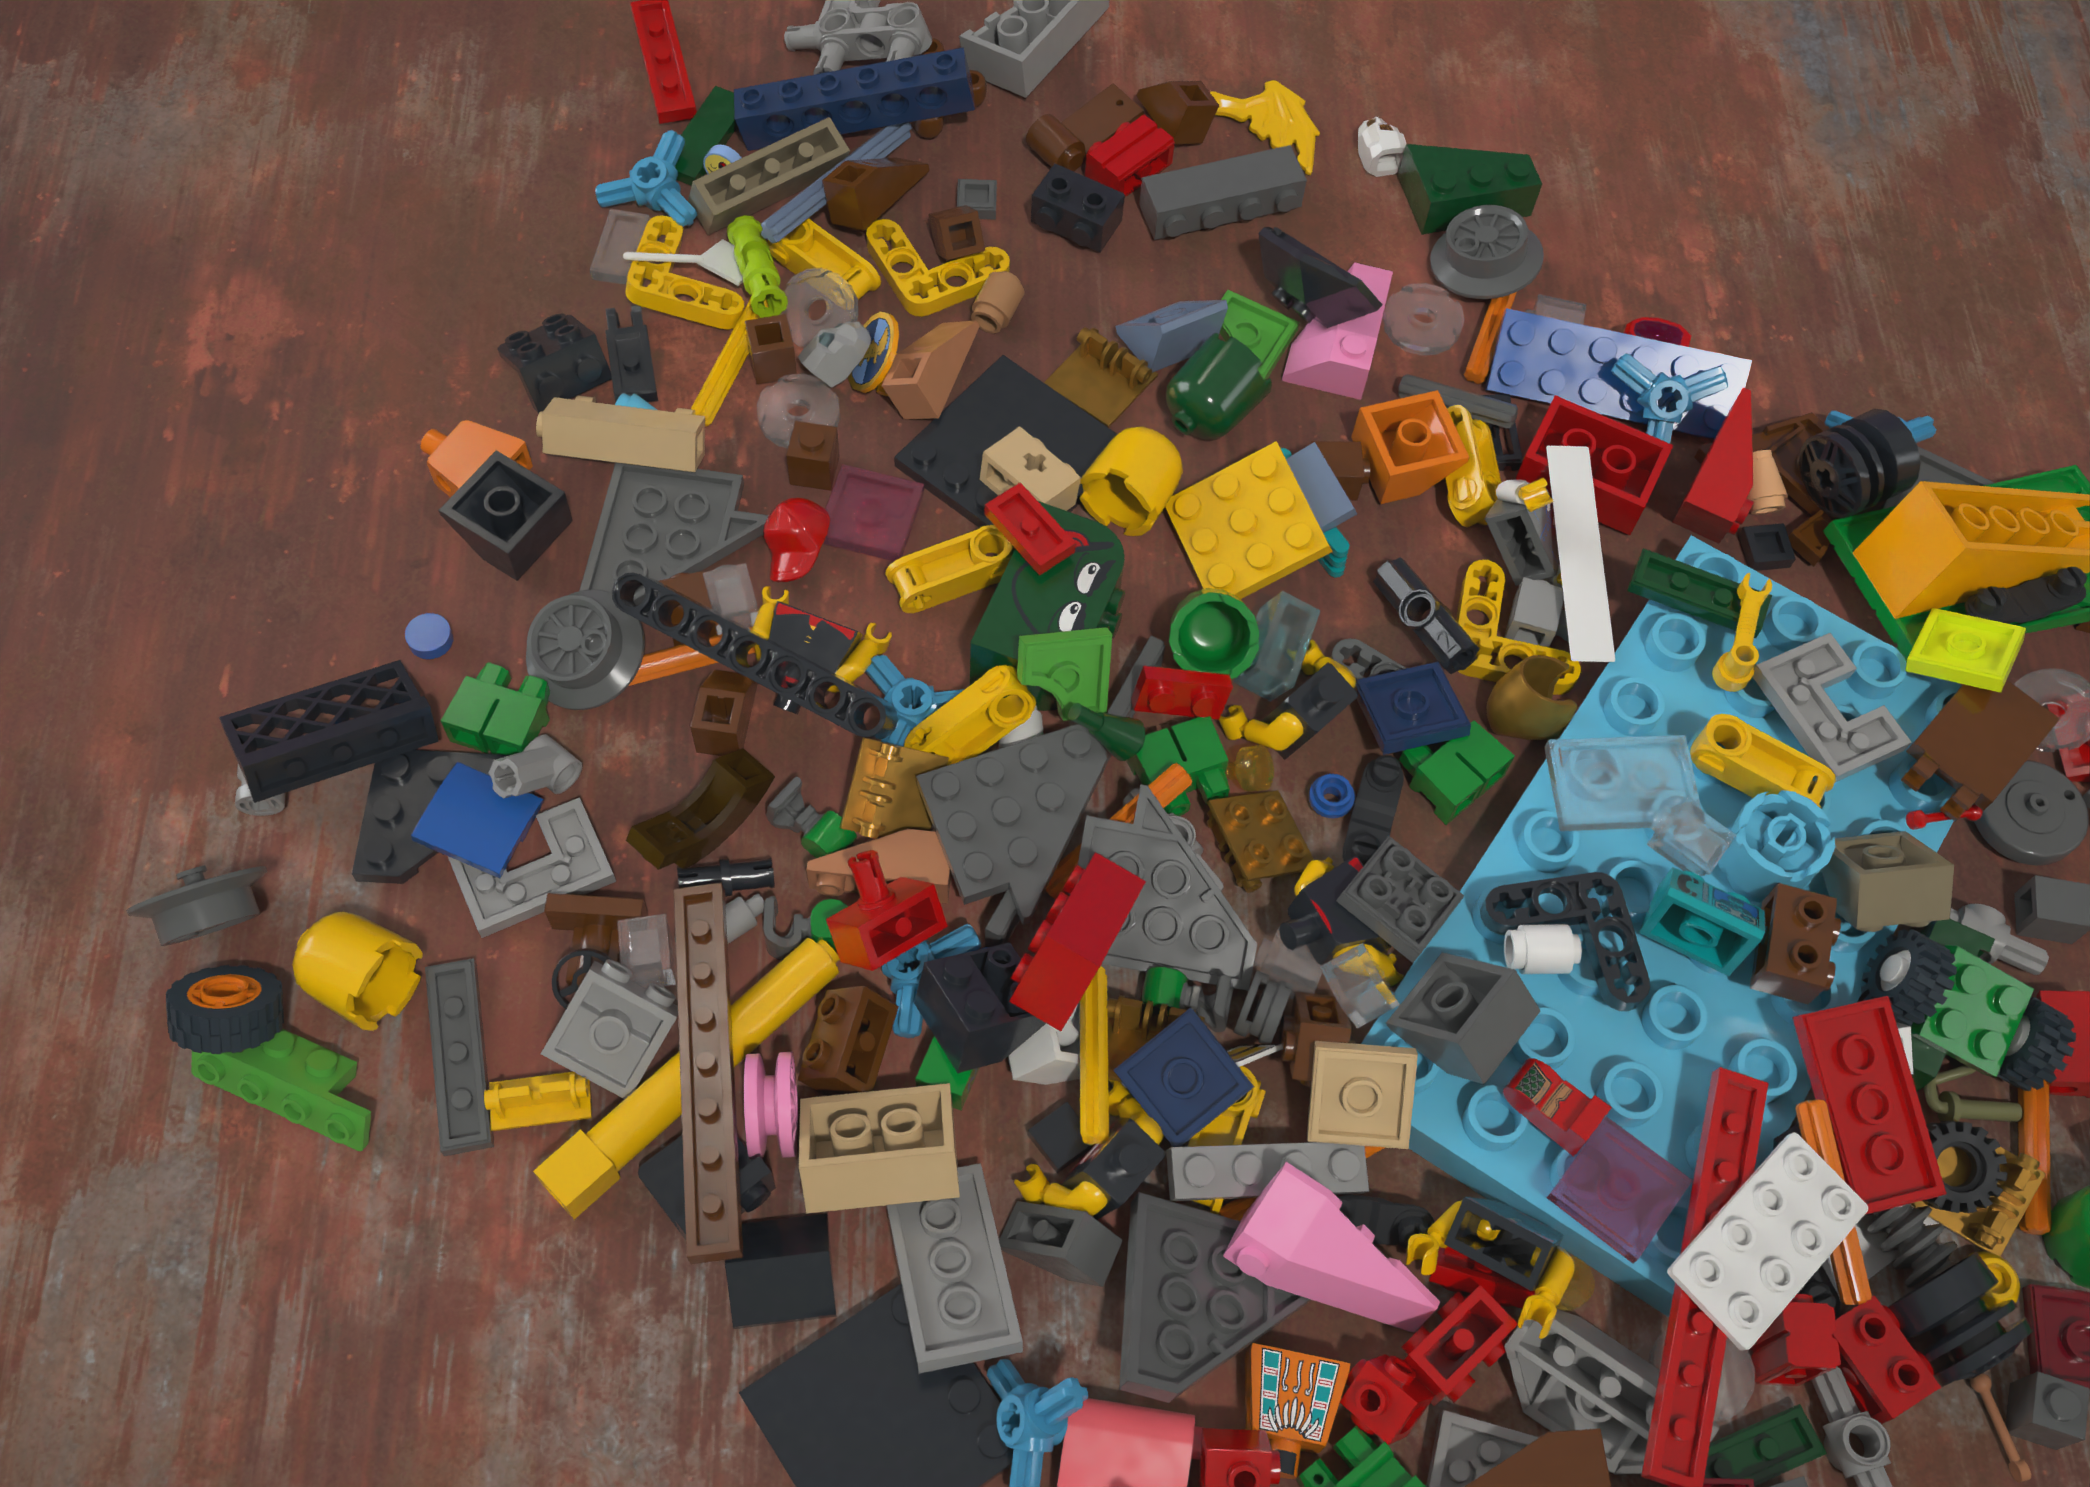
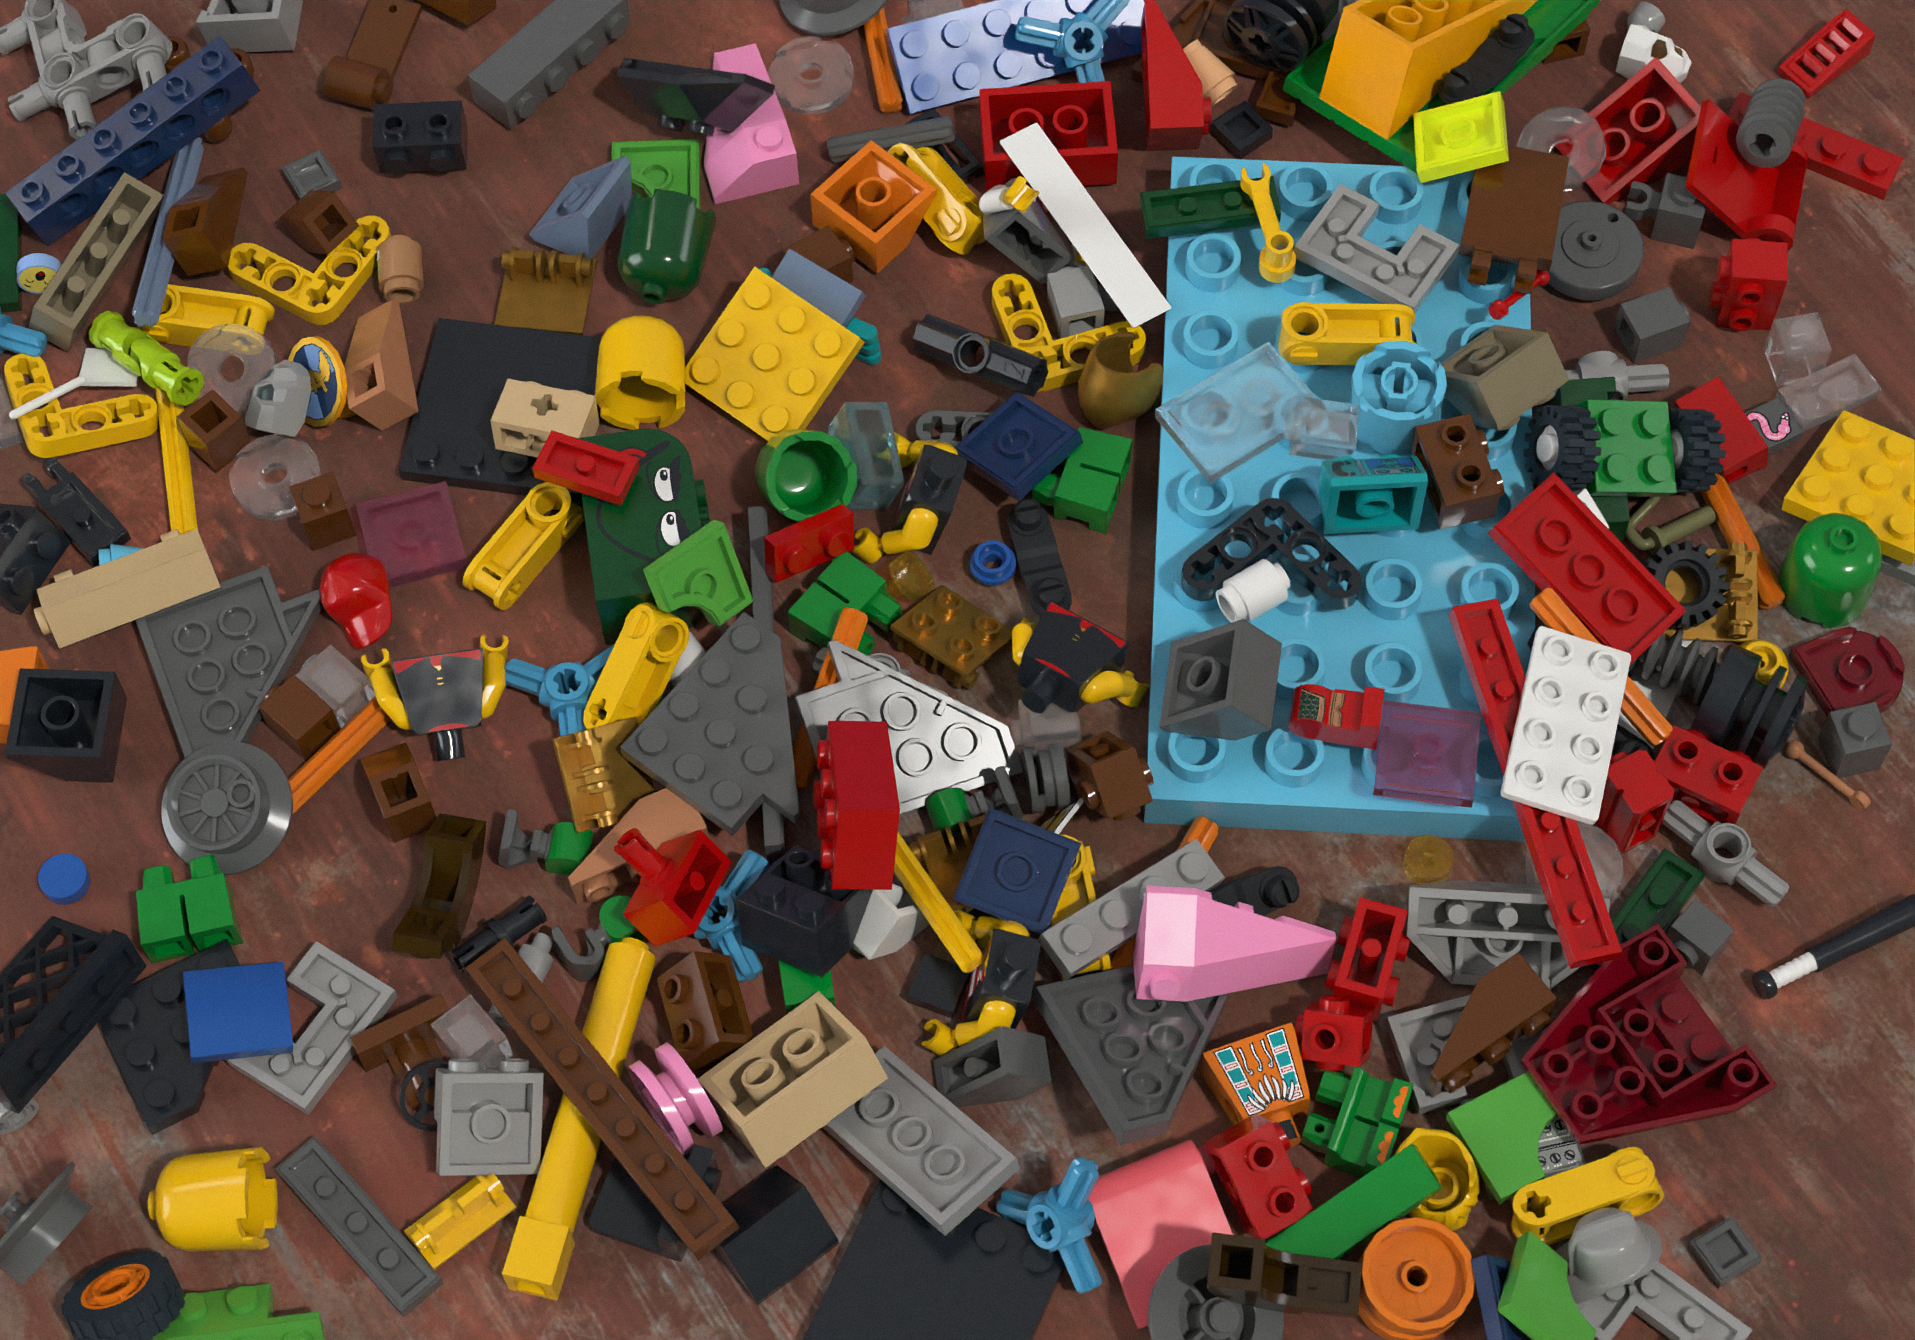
camera: 25 degrees left, 0 degrees up
(538, 766) = (258, 937): light grey piece -> none
(733, 652) = (378, 727): black beam -> none
(1117, 733) = (777, 610): dark green cone -> none
(1132, 153) = (437, 58): red brick -> none
(1359, 985) = (1119, 709): clear brick -> none
(1362, 1094) = (1174, 799): tan tile -> none
(1400, 899) = (1109, 616): dark grey tile -> none
(1464, 1274) = (1339, 895): red plate -> none
(1506, 1244) = (1361, 852): torso -> none

